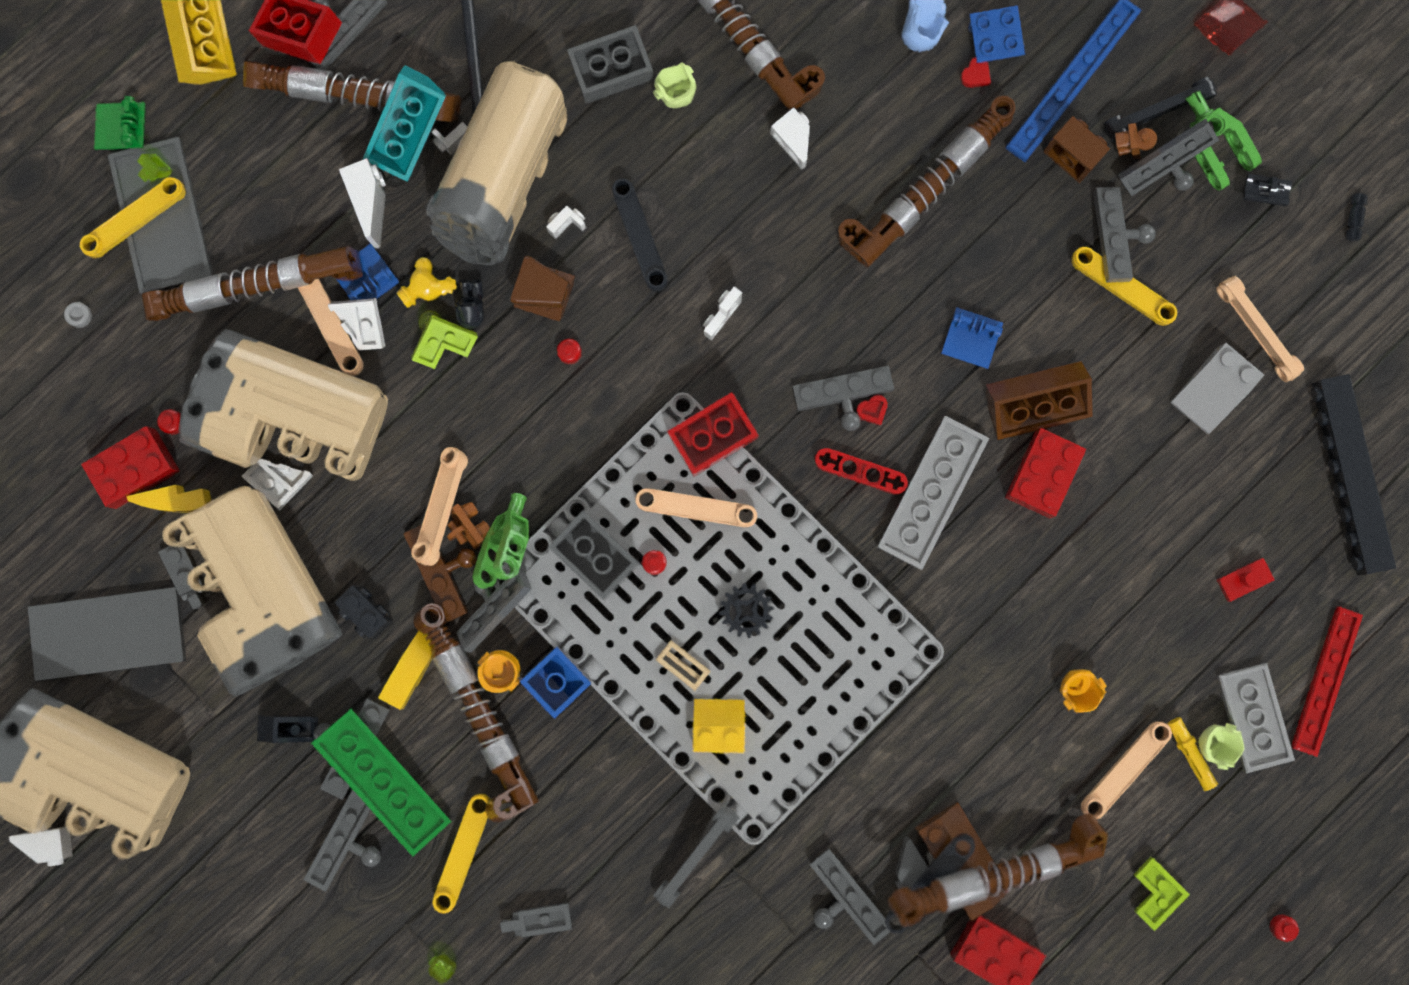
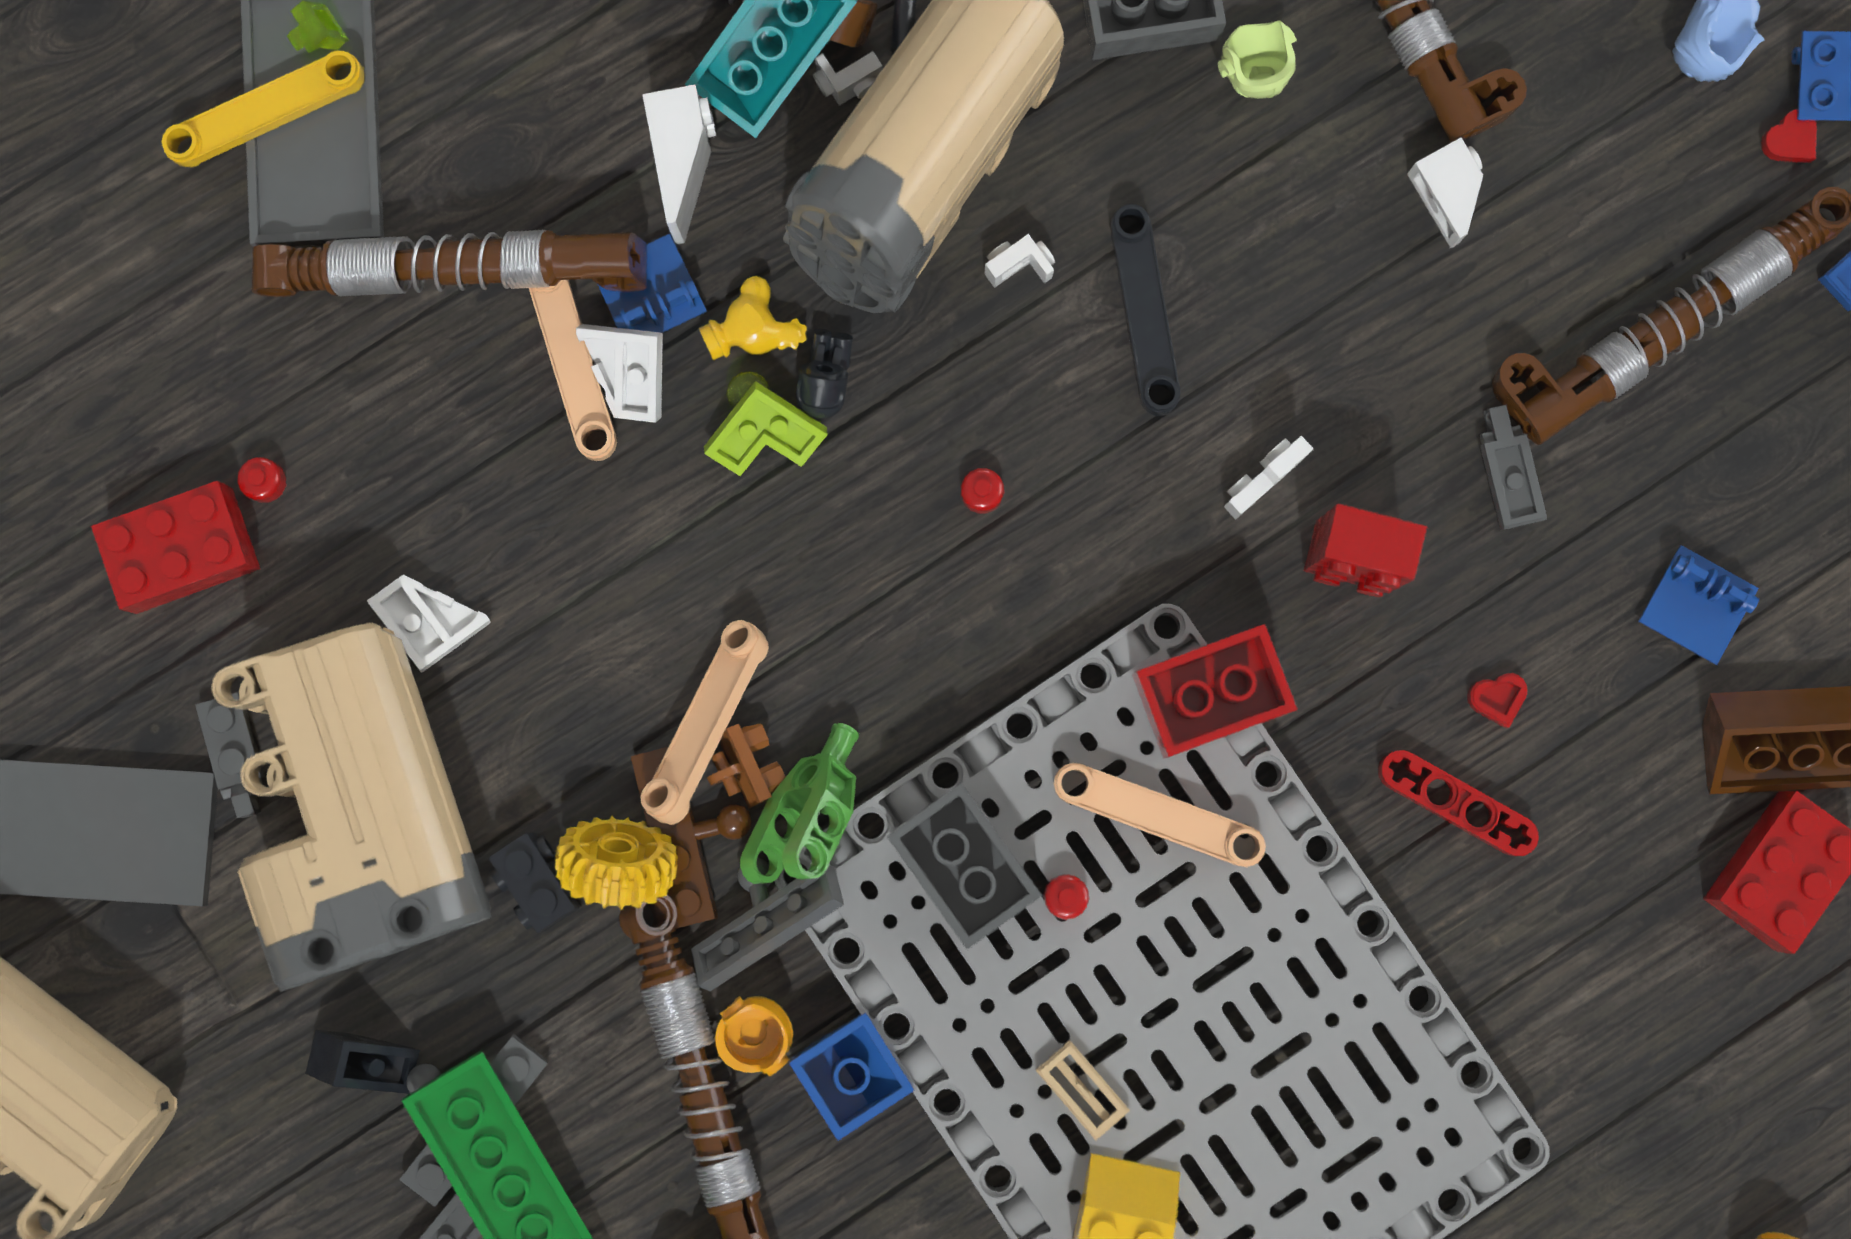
camera: 10 degrees right, 0 degrees up
(78, 314) = (135, 260): light grey tile -> none
(172, 499) = (239, 618): yellow slope -> none
(255, 387) = (427, 451): tan piece -> none
(405, 591) = (616, 862): none -> yellow gear
(407, 672) = (593, 1004): yellow slope -> none
(542, 289) = (956, 373): reddish brown piece -> none
(755, 618) = (1227, 1031): black gear -> none
(781, 342) = (1364, 550): none -> red brick
(843, 390) = (1454, 653): dark grey plate -> none
(856, 285) = (1510, 471): none -> dark grey hinge
(933, 492) = (1579, 866): light grey plate -> none

